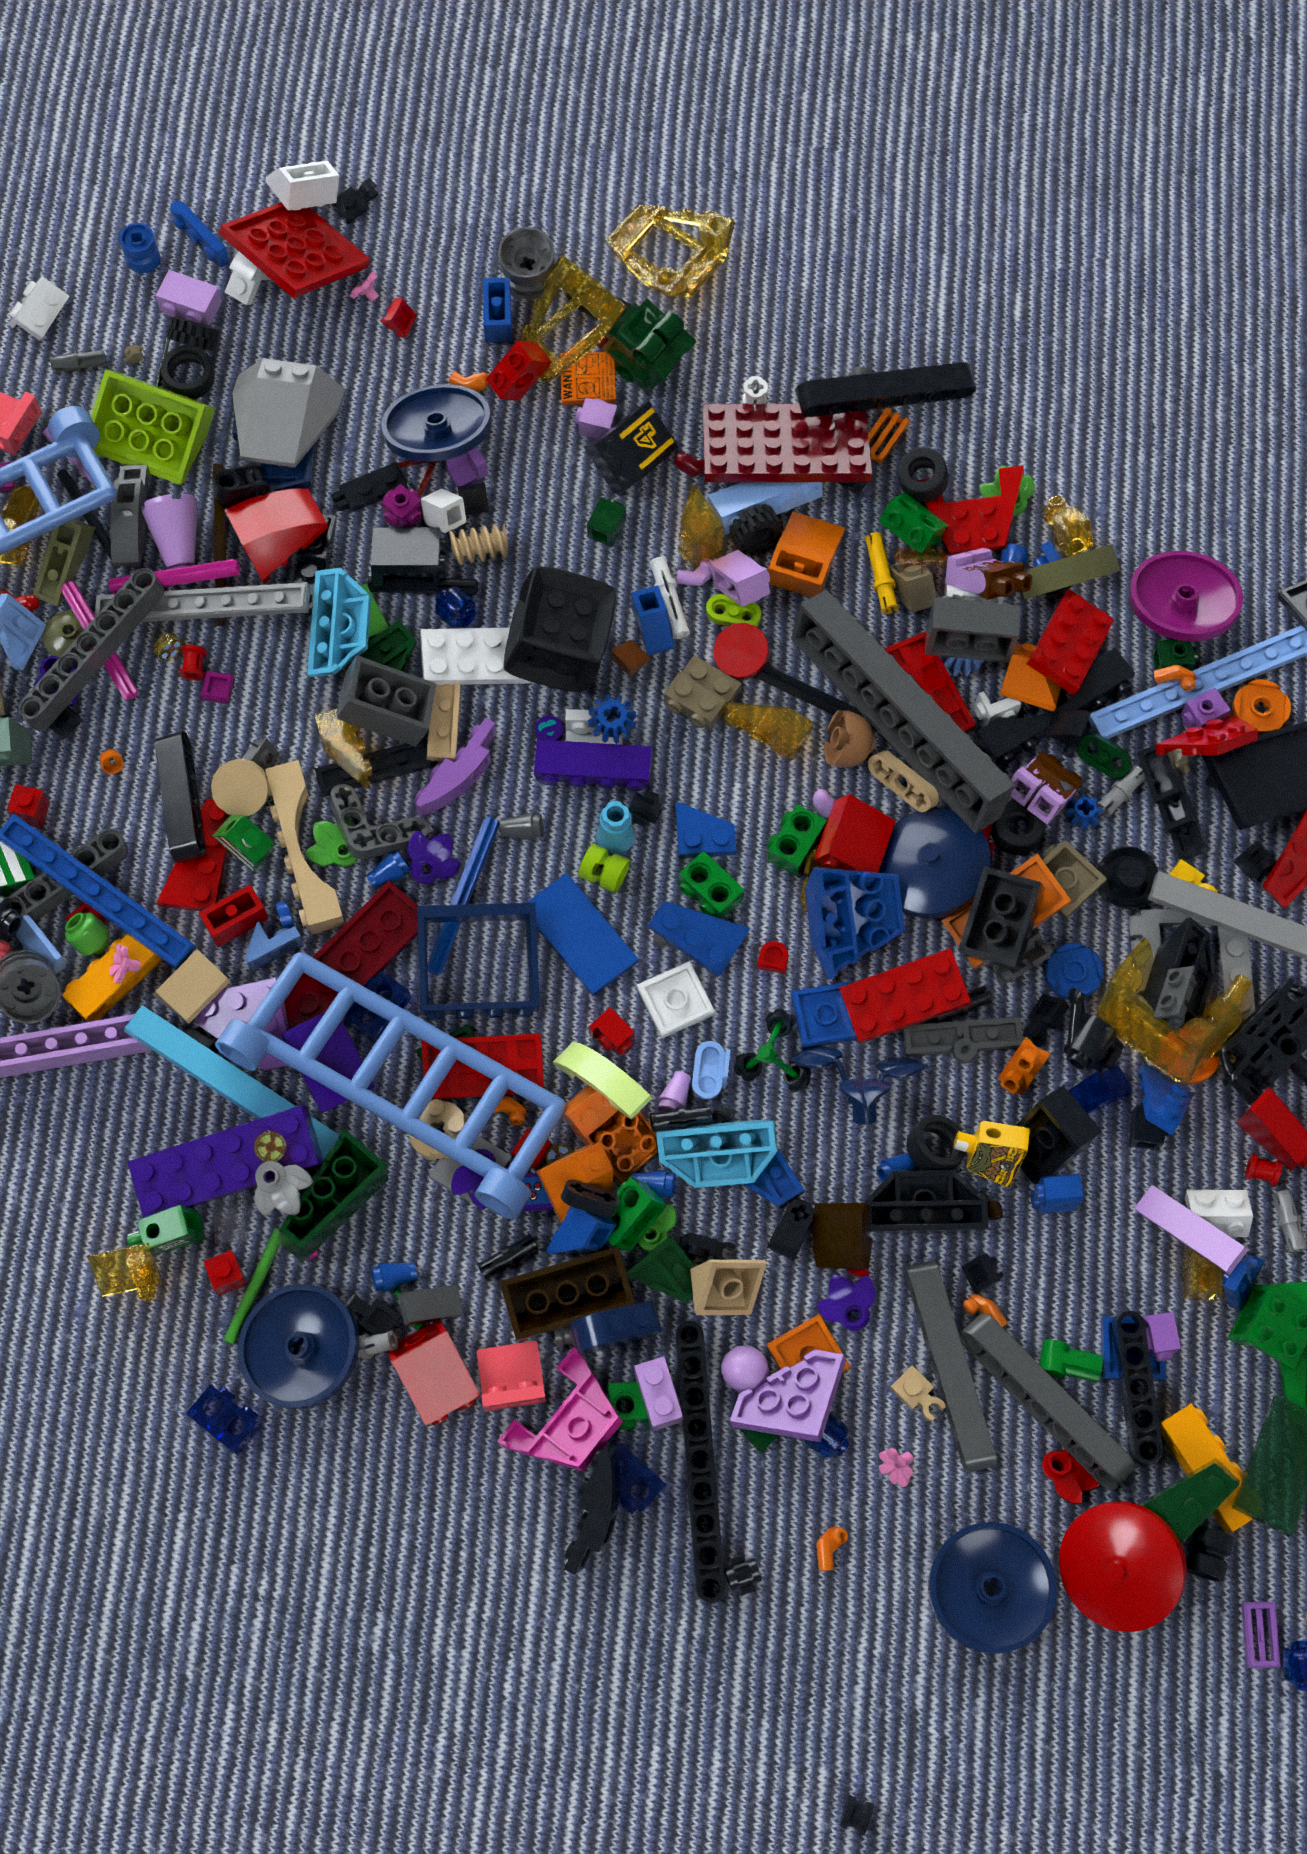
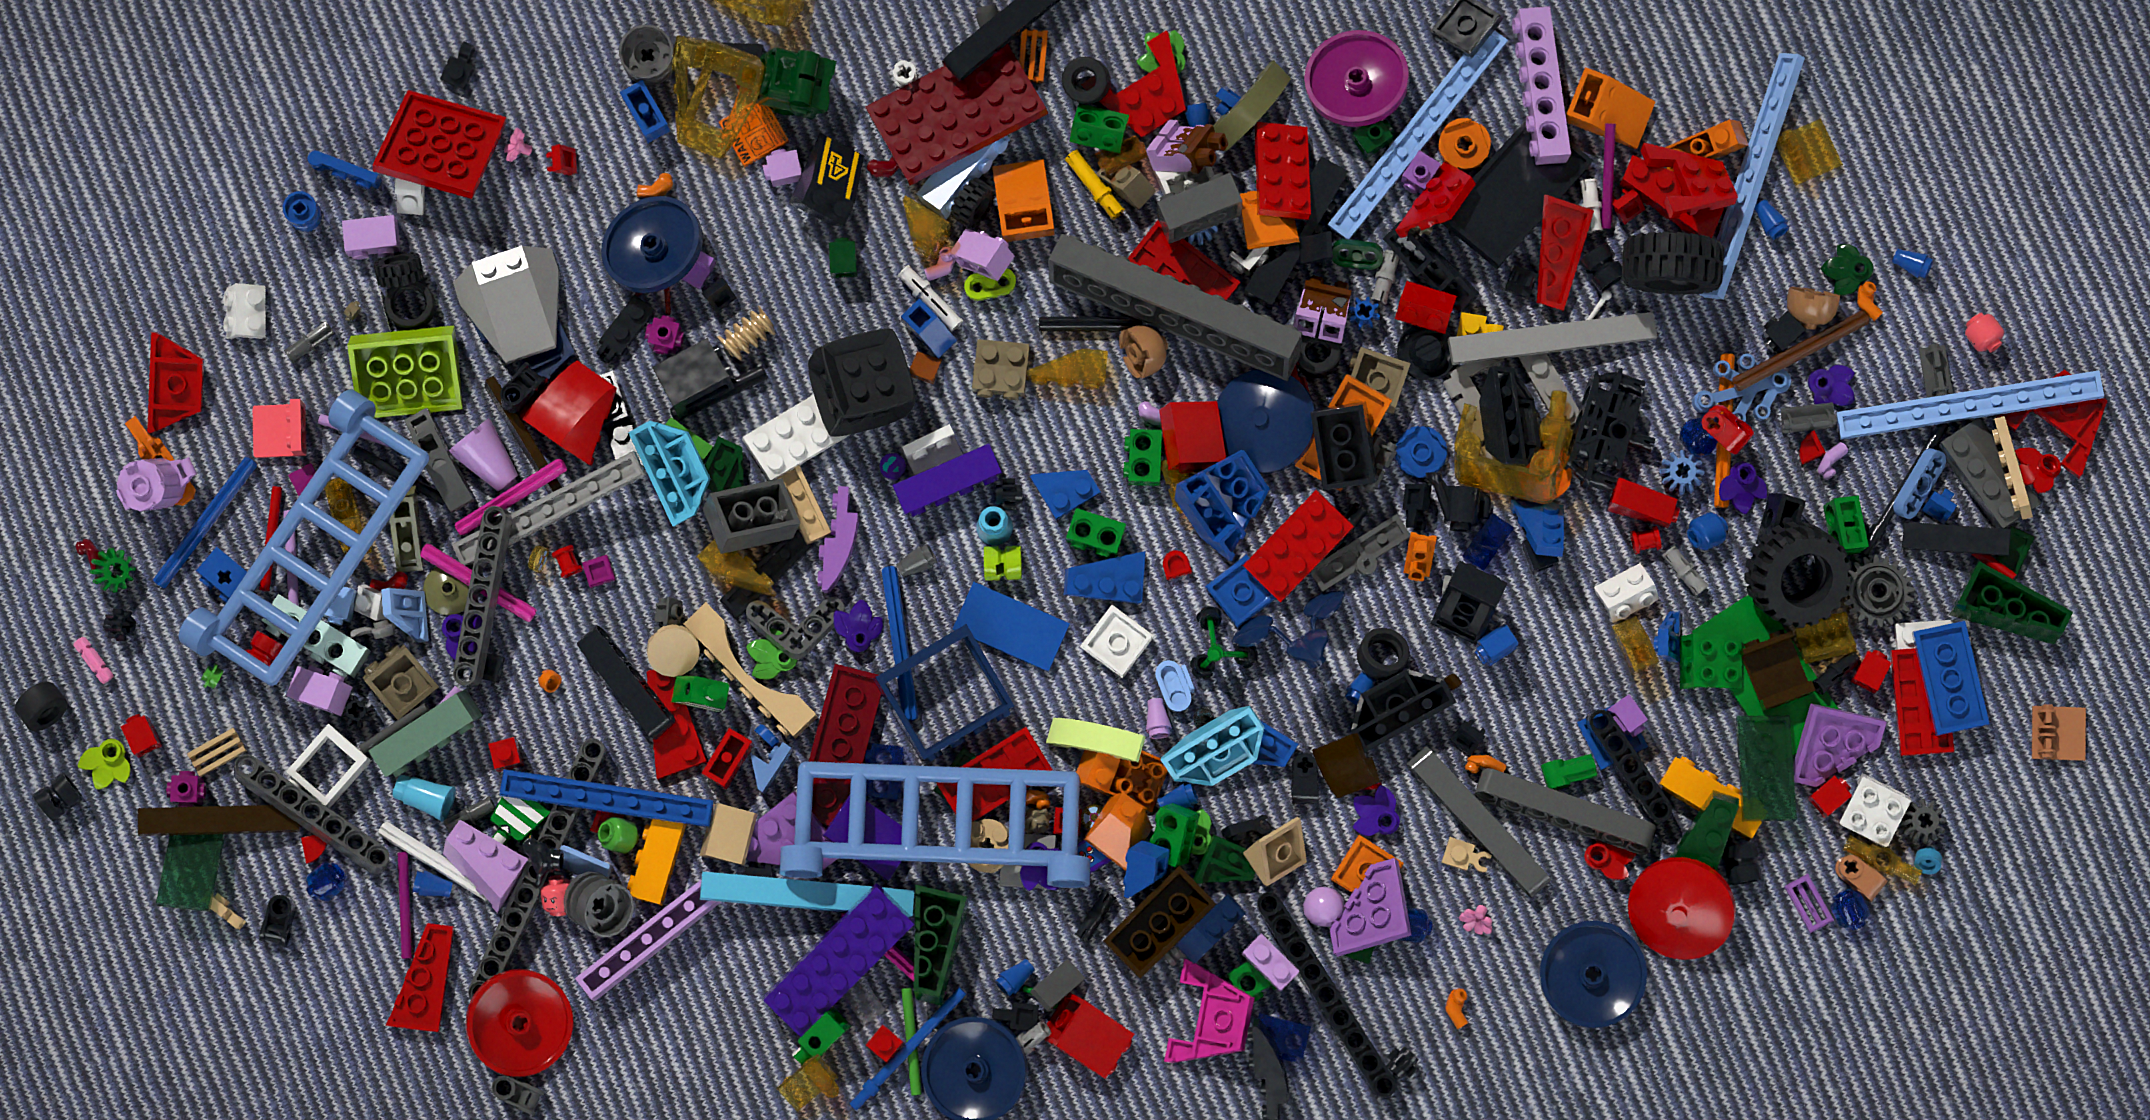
camera: 20 degrees left, 10 degrees up
(122, 964) = (665, 846): bright pink plant -> none
(190, 1309) = (872, 1086): none -> blue bar
(270, 1146) = (871, 931): clear yellow tile -> none
(283, 1190) = (901, 959): light grey plate -> none
(305, 185) = (413, 80): white slope -> none
(389, 869) = (828, 655): blue cone -> none
(443, 510) = (701, 320): white brick -> none
(455, 607) = (758, 401): clear blue head -> none
(500, 1132) = (1037, 821): none -> dark tan plant
(510, 1376) = (1148, 1006): coral bracket -> none
(518, 370) = (696, 161): red brick -> none
(590, 1198) = (1139, 840): black beam -> none
(605, 711) = (938, 433): blue gear -> none
(612, 1032) = (1082, 695): red brick -> none
(681, 1118) = (1173, 738): black pin -> none
(741, 650) = (1015, 316): red tile -> none
(919, 792) = (1221, 368): tan beam -> none
(994, 1150) = (1431, 636): torso -> none
(1069, 525) = (1229, 62): clear yellow brick -> none
(1148, 835) = (1425, 307): none -> red brick
(1175, 992) = (1510, 439): dark grey hinge -> none
(1177, 673) = (1383, 152): orange arm -> none
(1191, 1229) = (1611, 620): lavender tile -> none

